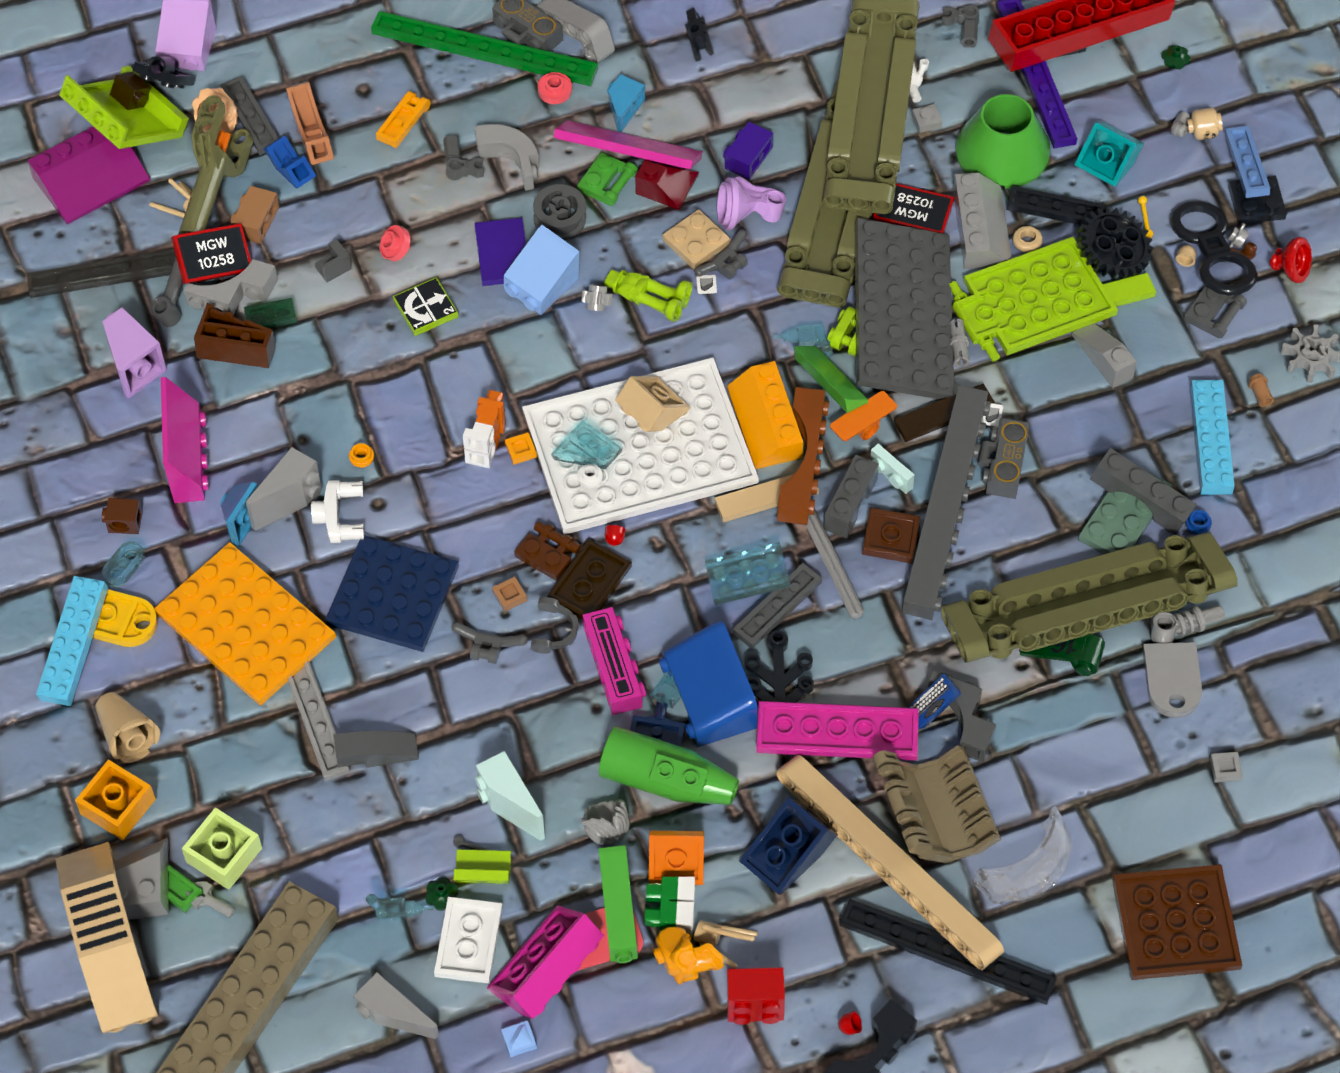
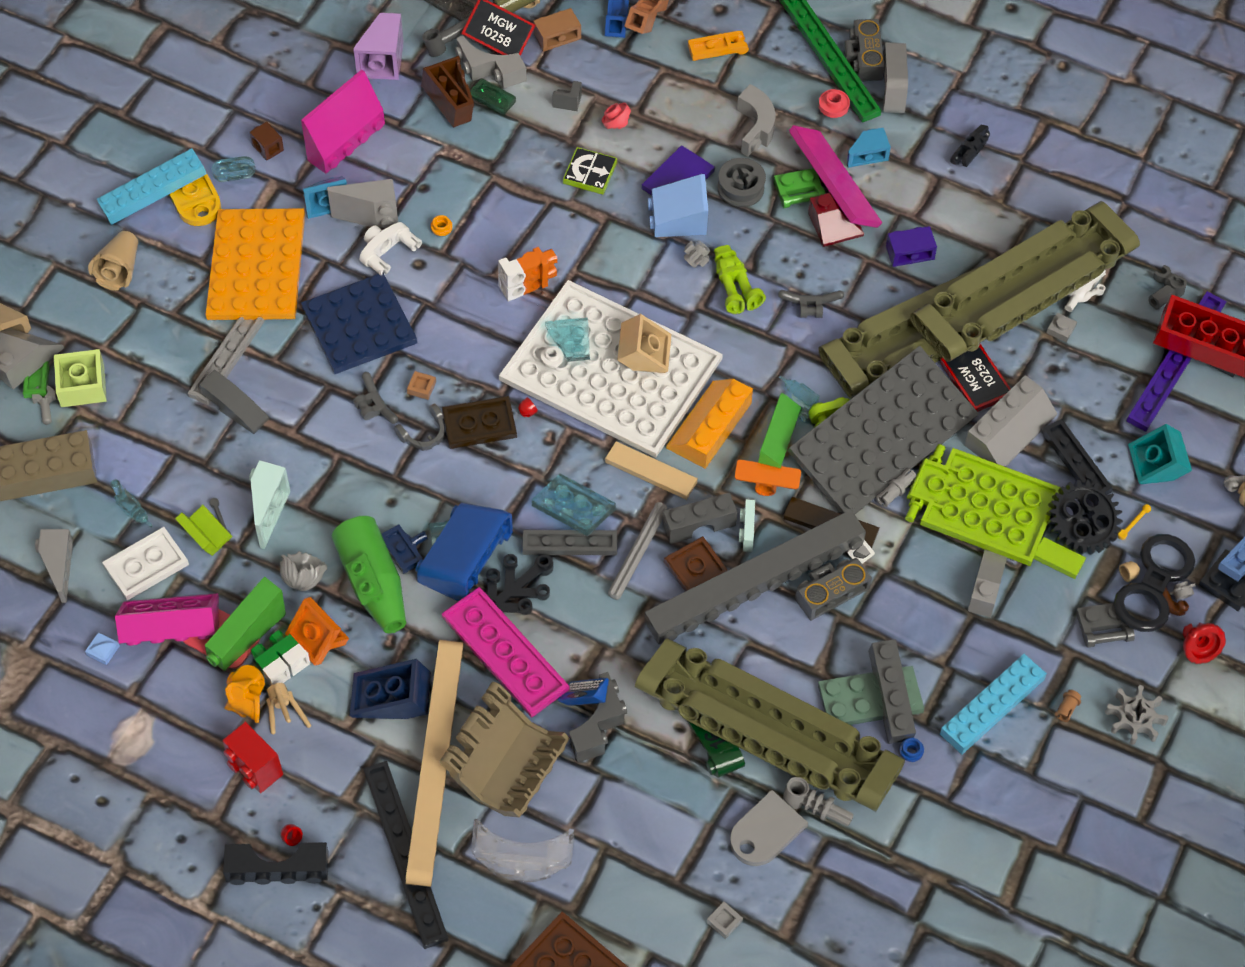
camera: 45 degrees right, 0 degrees up
(115, 800) = (61, 296): light orange brick -> none
(437, 897) = (168, 521): dark green plant -> none
(455, 166) = (714, 100): dark grey bar -> none
(520, 448) = (536, 304): light orange plate -> none
(543, 556) = (471, 383): reddish brown plate -> none
(613, 661) = (429, 481): dark pink brick -> none
(696, 239) = (809, 273): tan plate -> none
(706, 284) = (781, 308): sticker -> none
(740, 198) = (865, 270): lavender piece -> none
(796, 493) = (662, 484): dark orange arch -> none
(1004, 157) = (1091, 403): bright green cone -> none
(1027, 231) = (1033, 456): tan piece -> none

